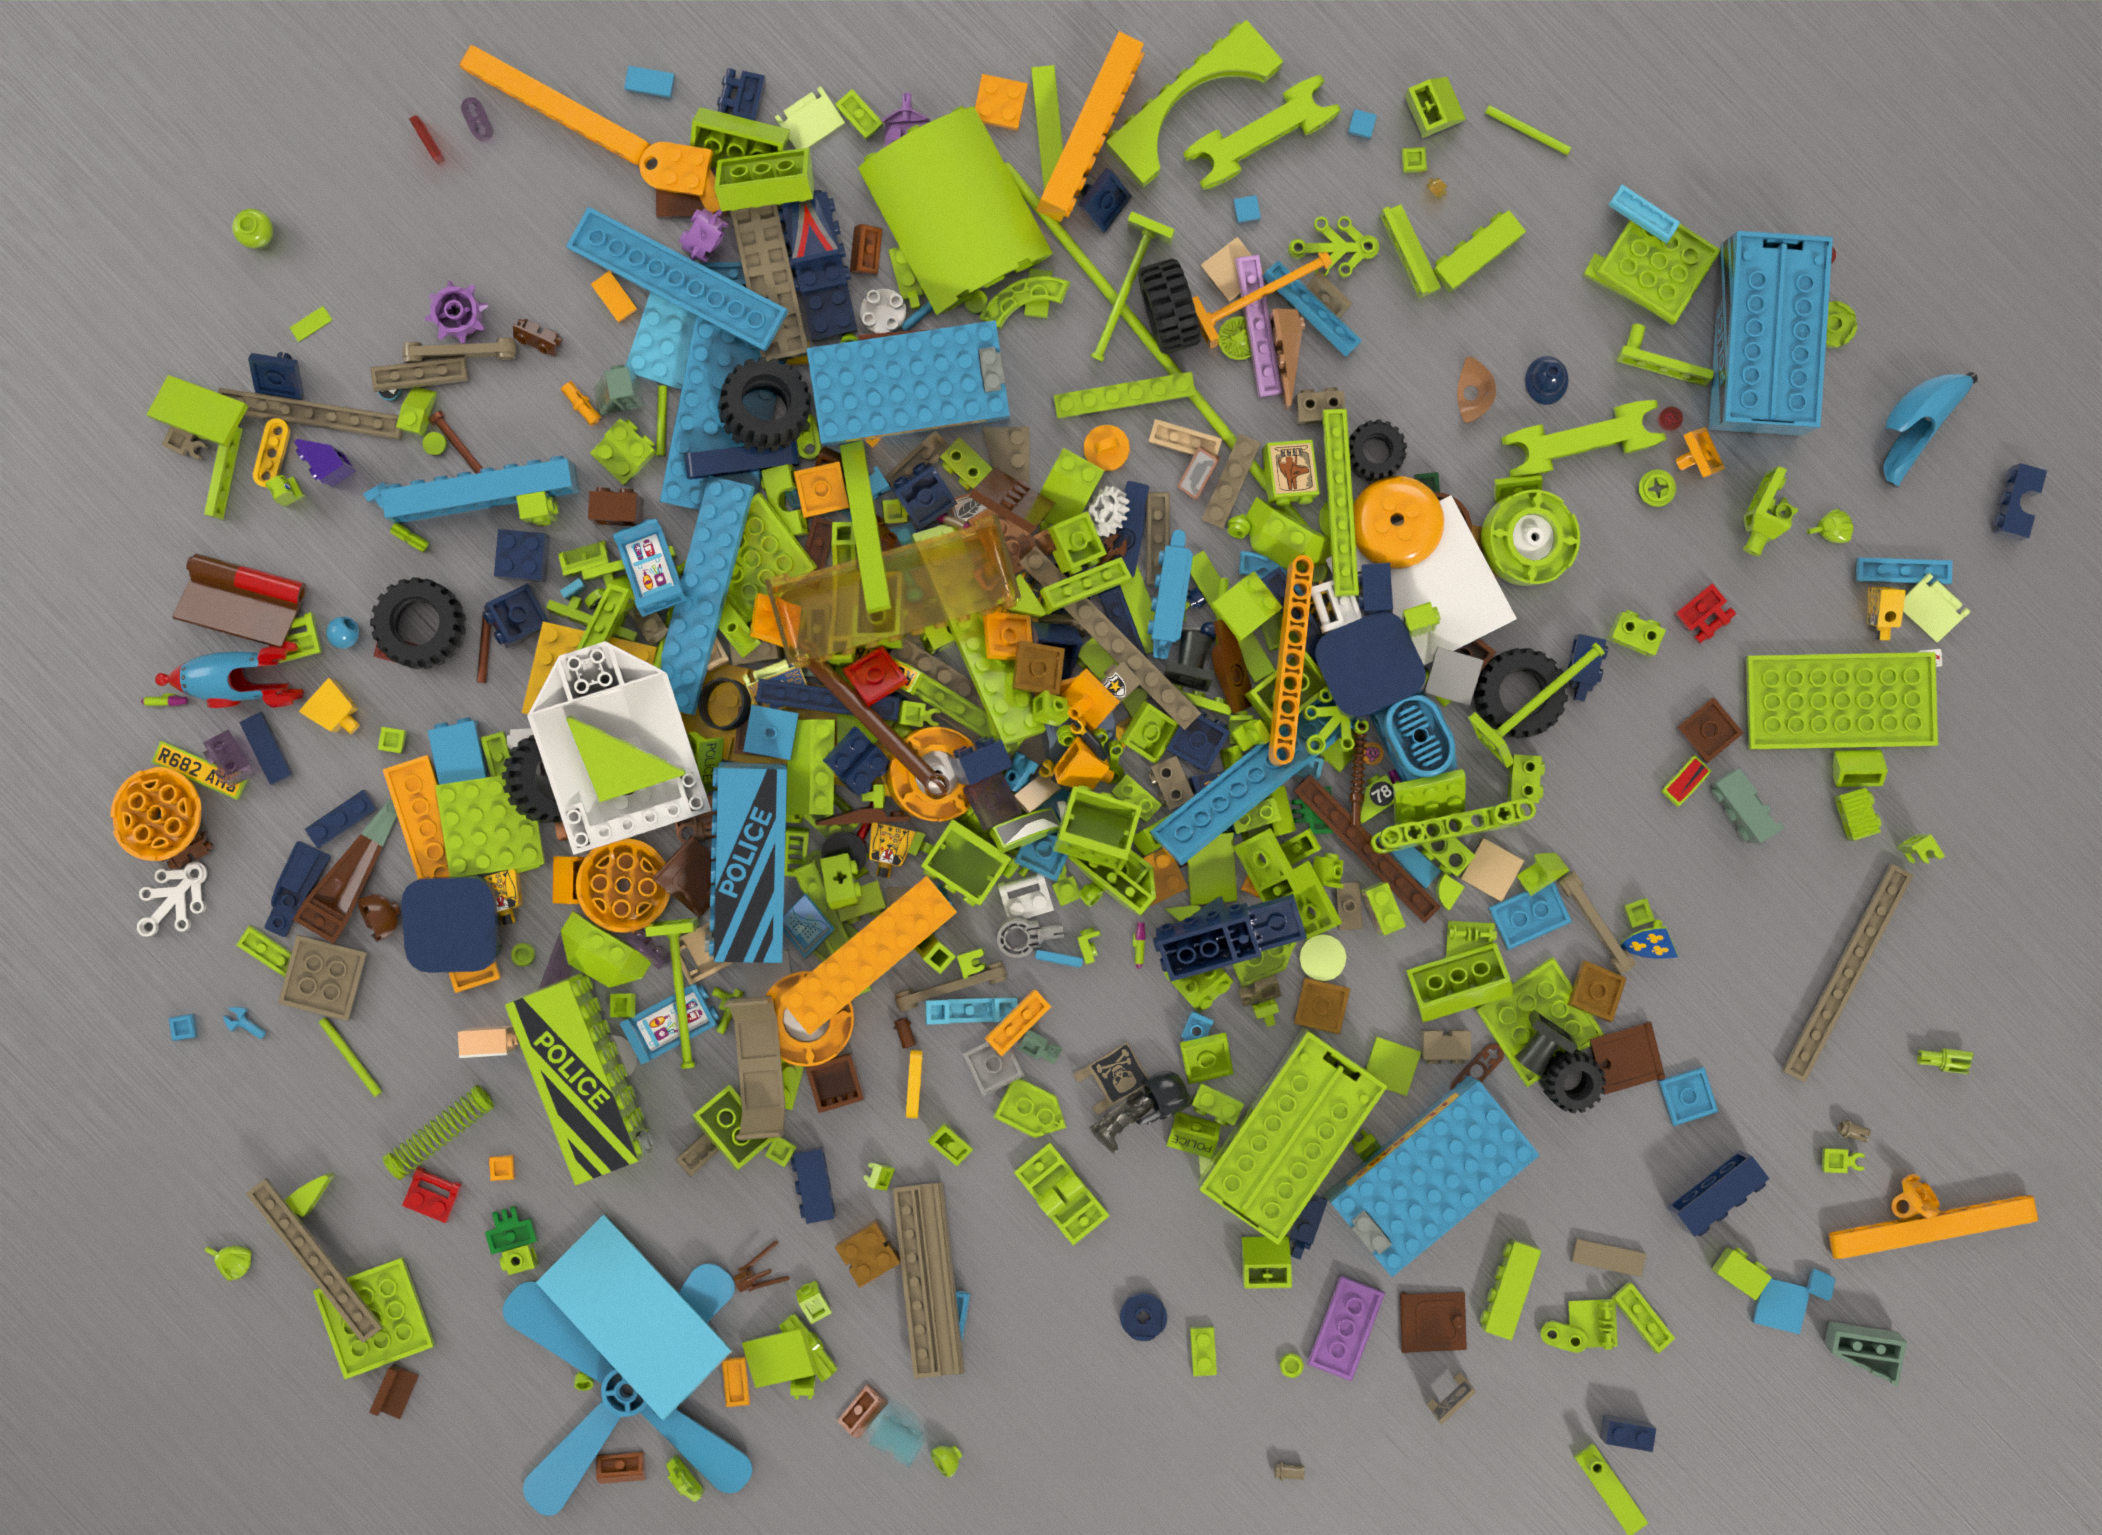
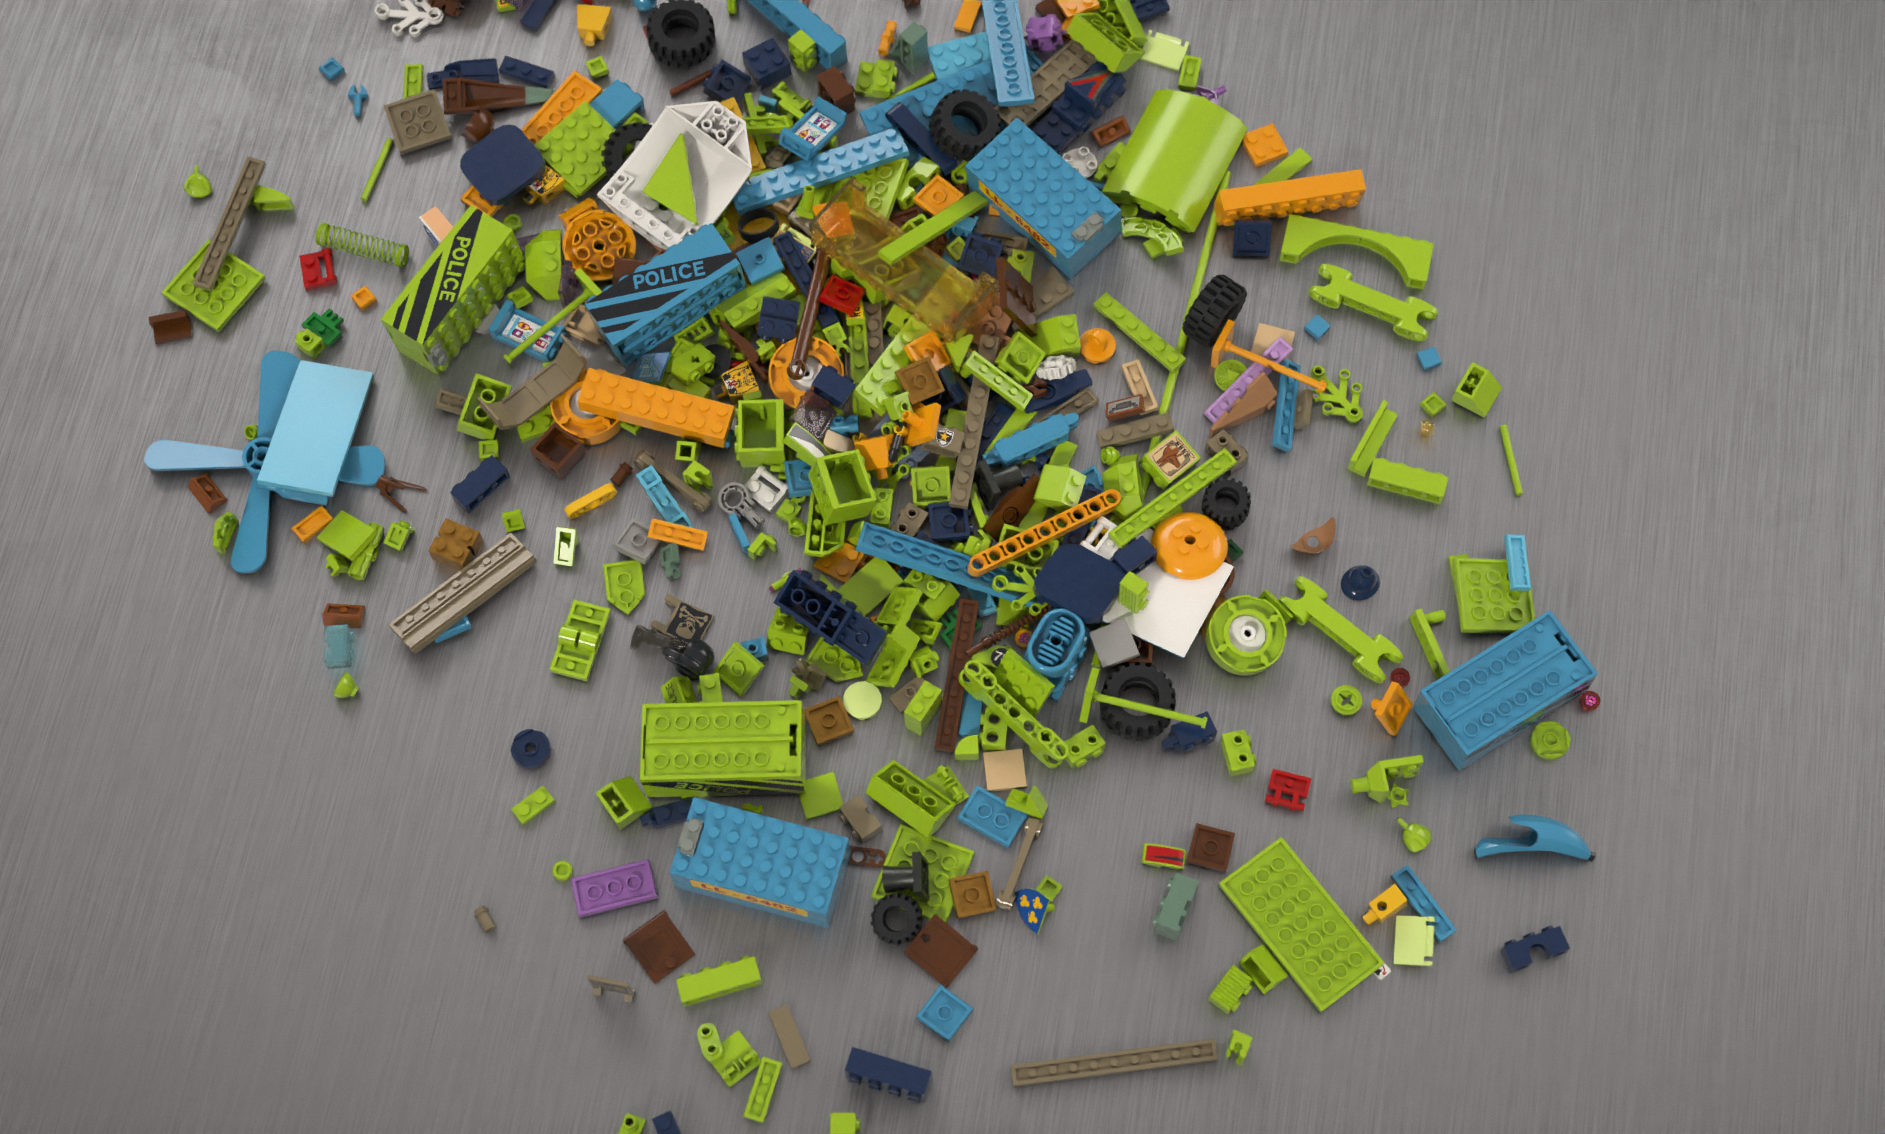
camera: 60 degrees right, 20 degrees down
(1150, 230) = (1254, 274): lime tile -> none

